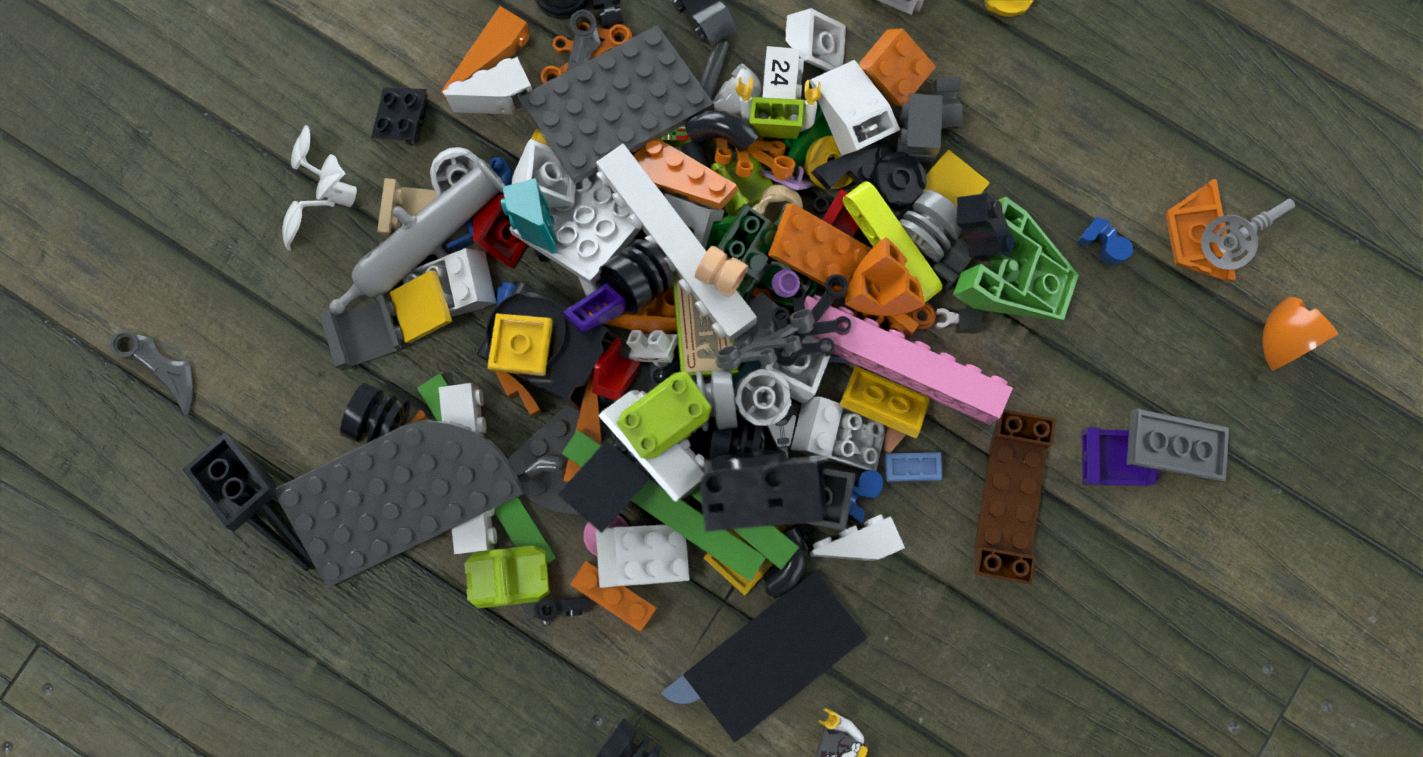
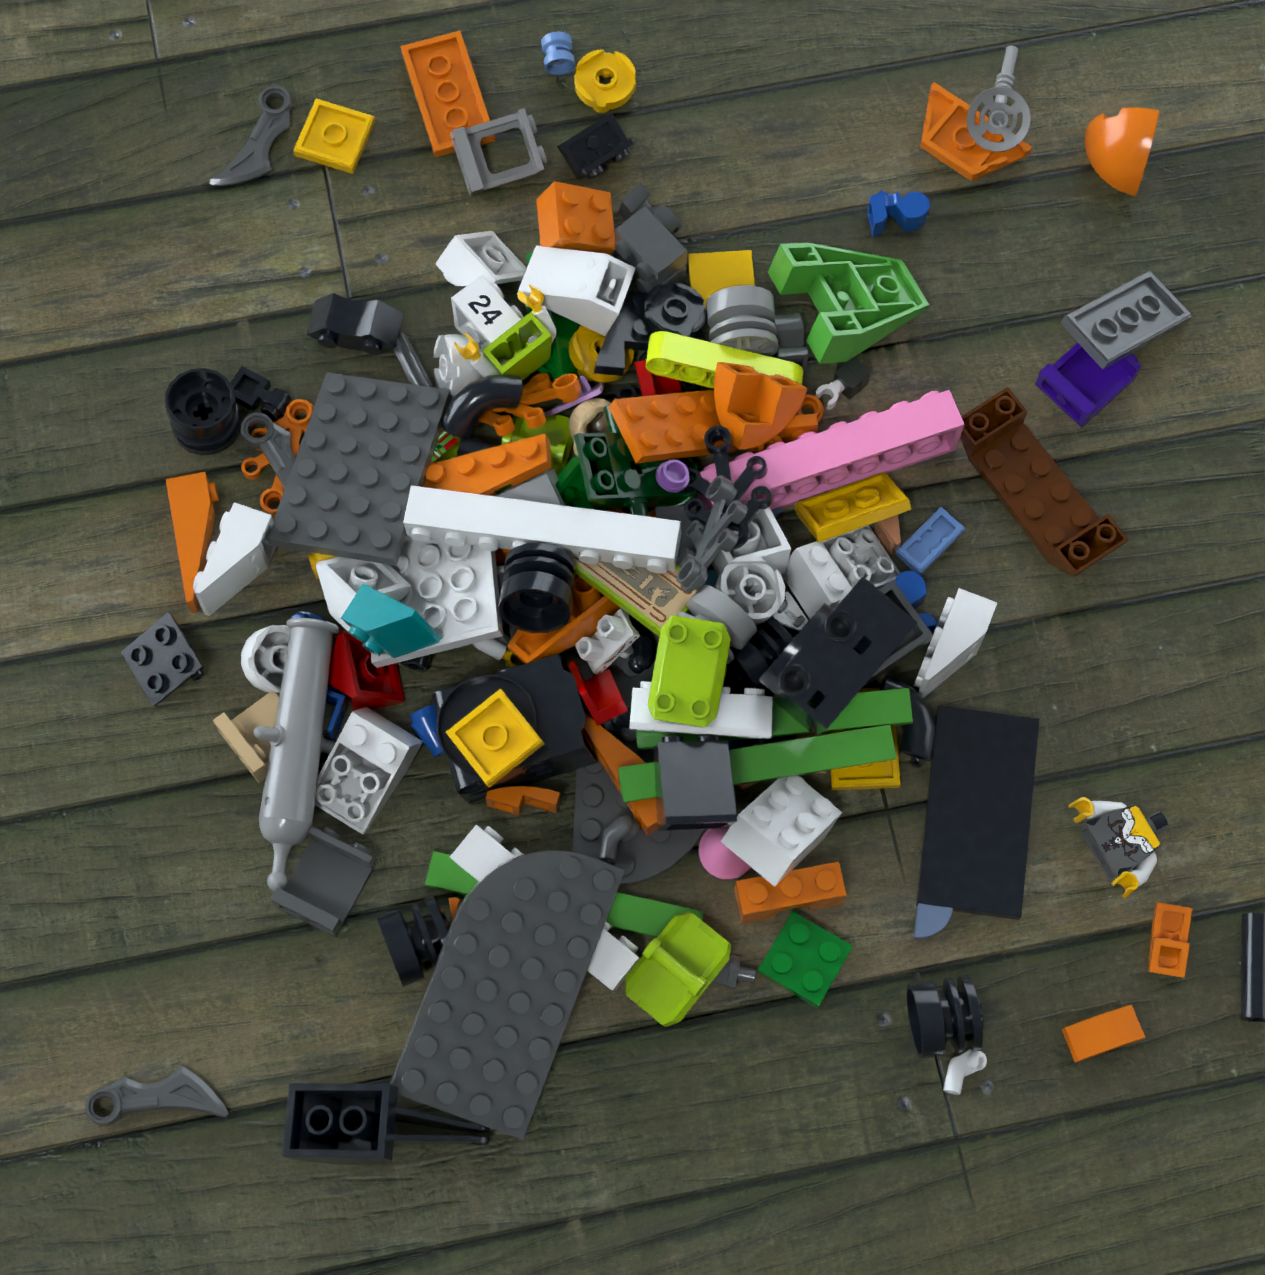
camera: 45 degrees left, 10 degrees down
(327, 187) = (165, 757): white plant -> none
(420, 306) = (358, 805): yellow tile -> none
(572, 606) = (761, 937): black plate -> none
(586, 642) = (805, 959): none -> green plate
(603, 295) = (526, 629): dark purple slope -> none
(724, 272) = (614, 507): light nougat wheel -> none
(959, 28) = (595, 146): none -> black bracket
(984, 227) = (791, 282): black brick -> none

